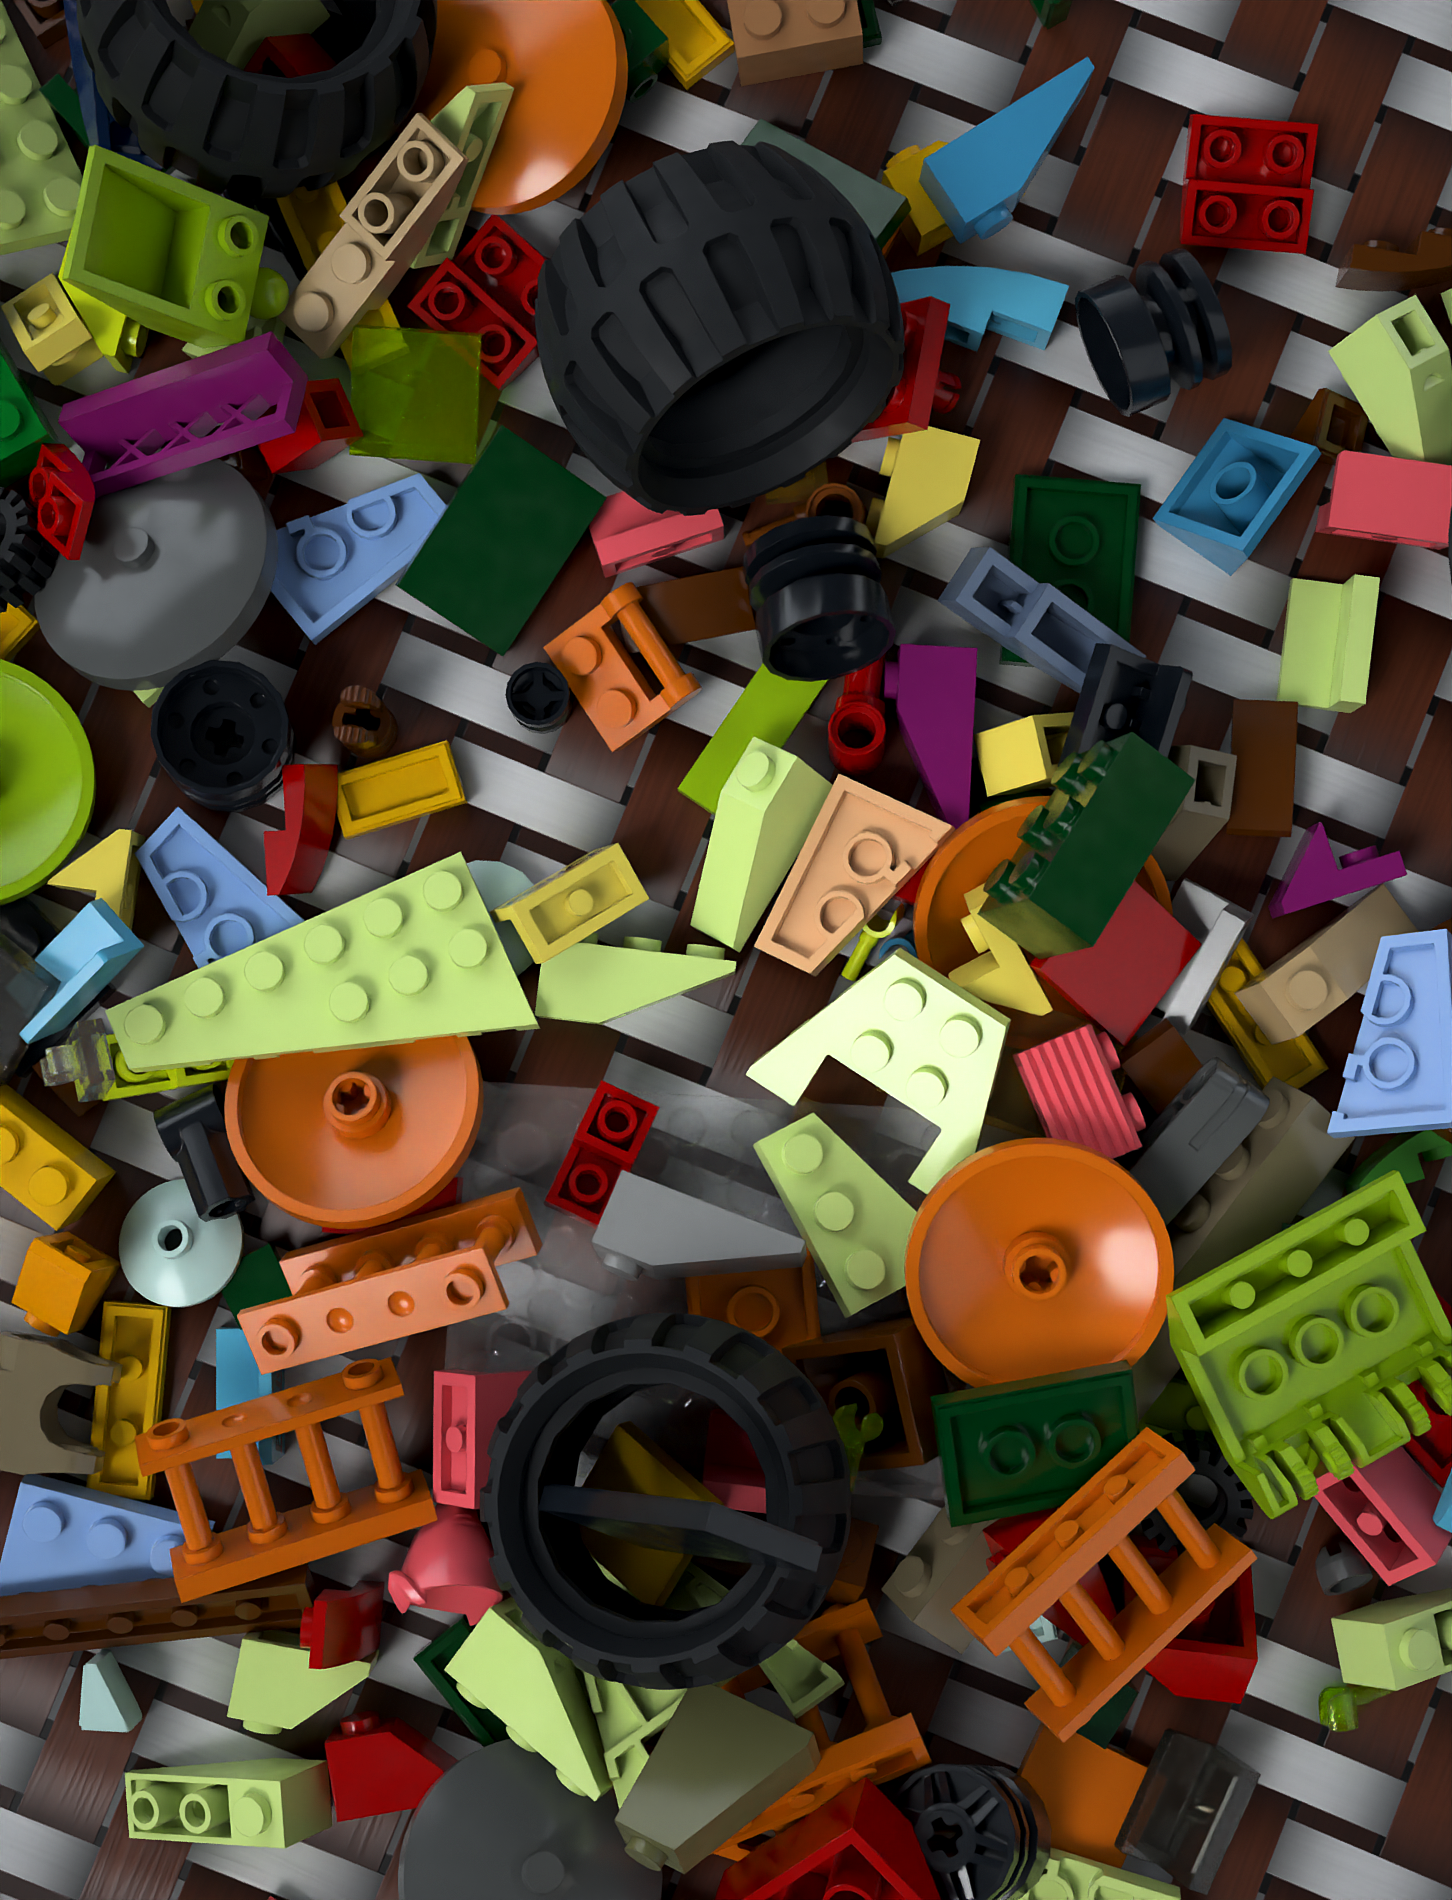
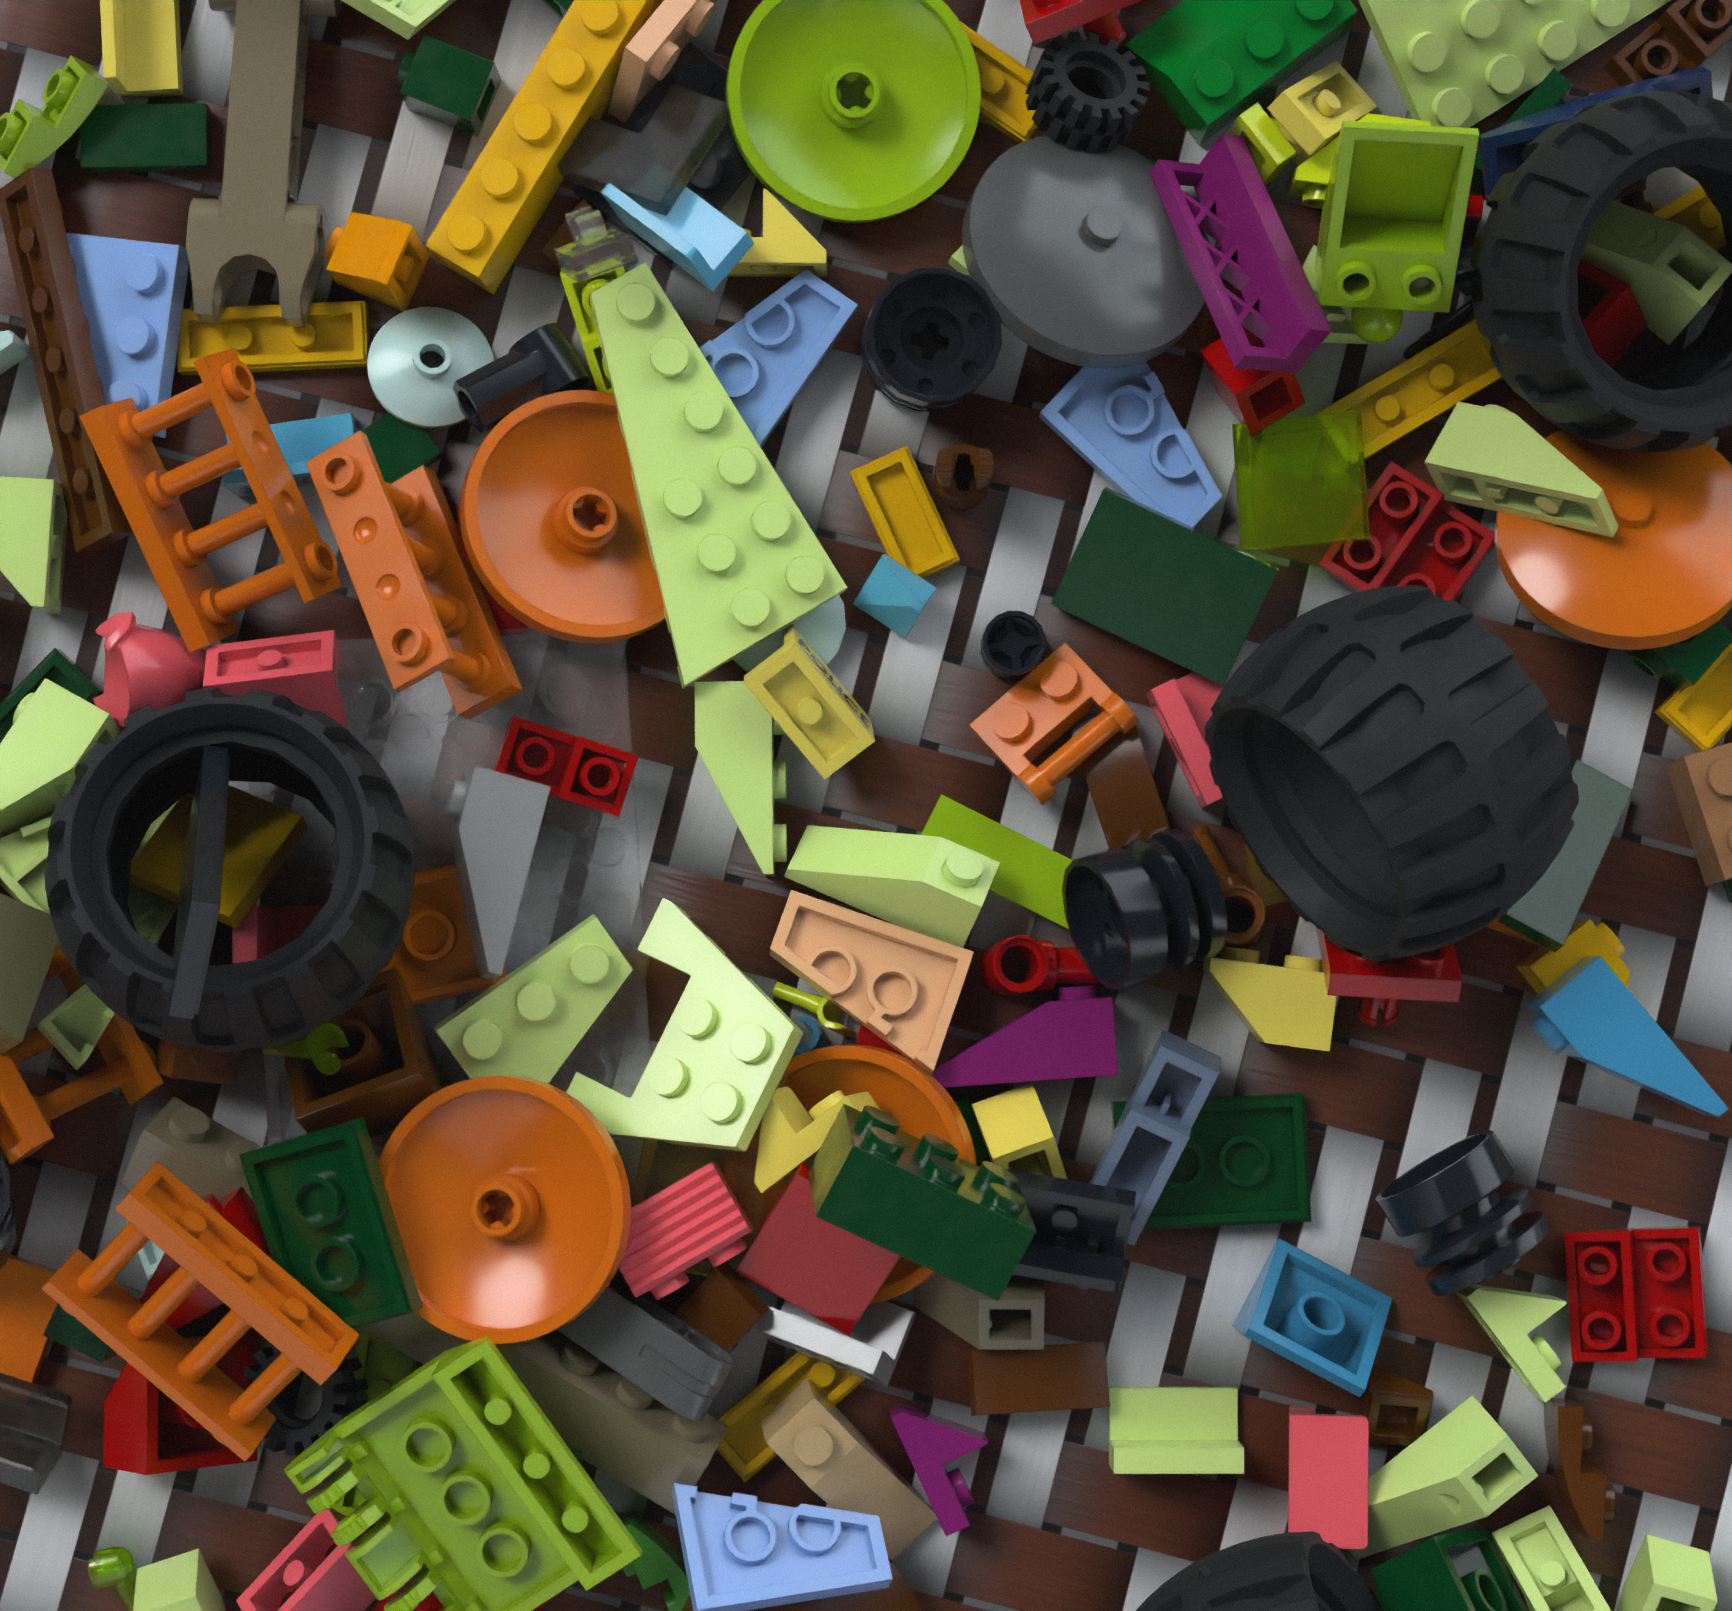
camera: 80 degrees right, 0 degrees up
(63, 497) = (1146, 151): red slope -> none
(70, 382) = (1264, 141): none -> neon yellow plate
(299, 853) = (827, 429): red slope -> none
(343, 1625) = (77, 575): red slope -> none
(380, 237) = (1443, 421): tan slope -> none
(474, 808) = (894, 595): none -> medium azure slope
(988, 299) = (1476, 1033): medium azure slope -> none
(1261, 307) = (1507, 1320): none -> yellowish green slope
(1343, 1570) = (246, 1555): dark grey hinge -> none

